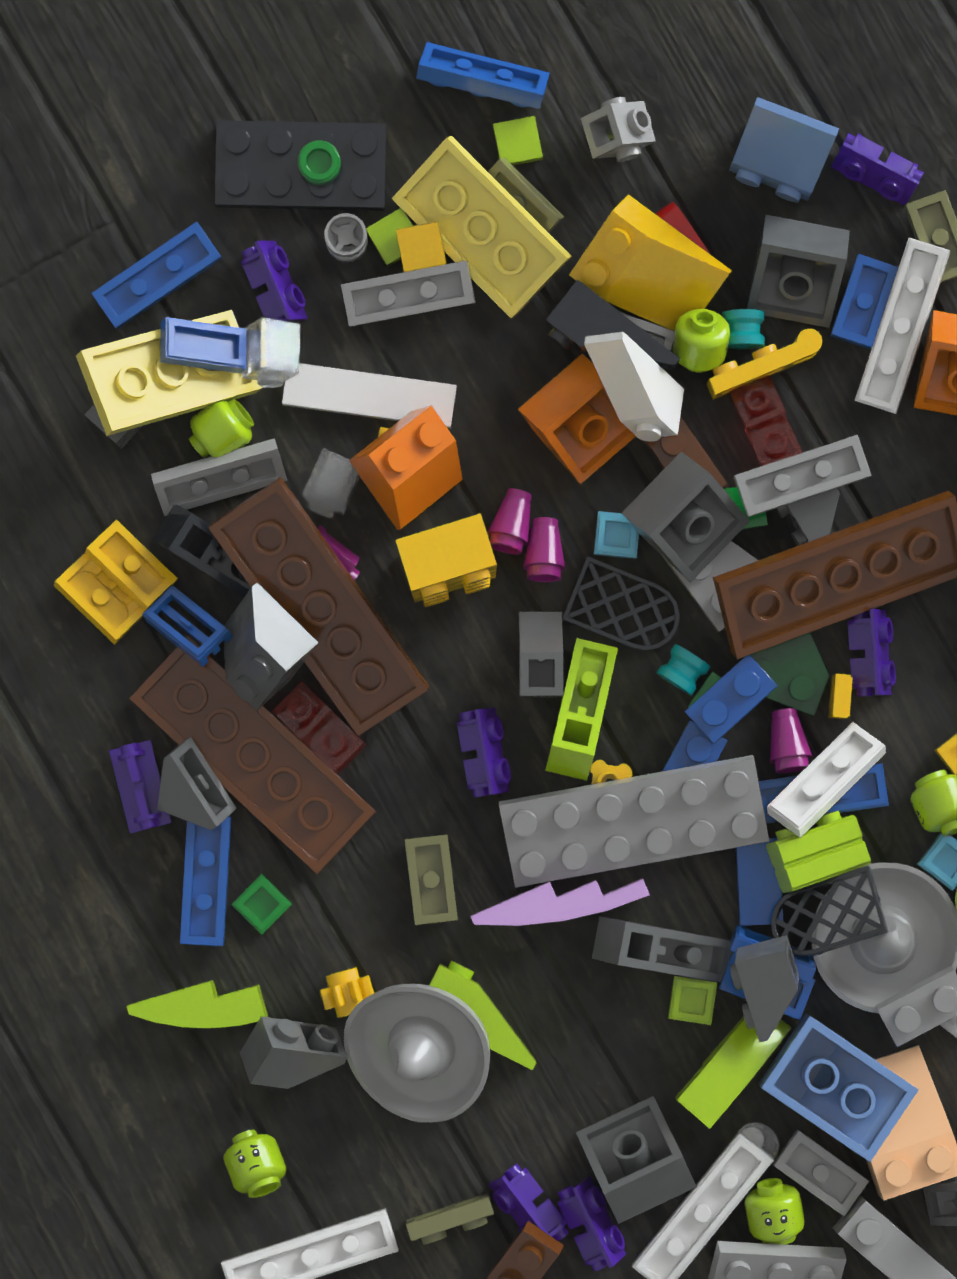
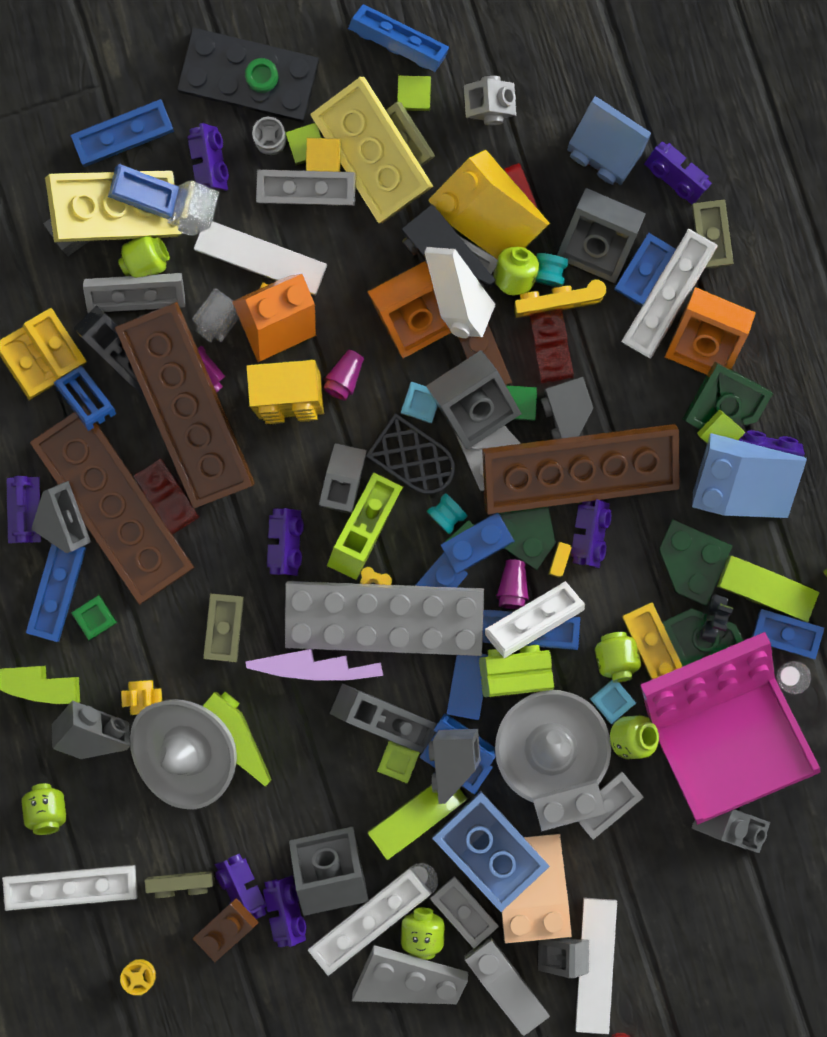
camera: 20 degrees right, 0 degrees up
(264, 648) = (137, 427): dark grey slope -> none
(544, 552) = (363, 403): magenta cone -> none
(802, 476) = (567, 388): light grey plate -> none
(854, 937) = (547, 695): black window -> none

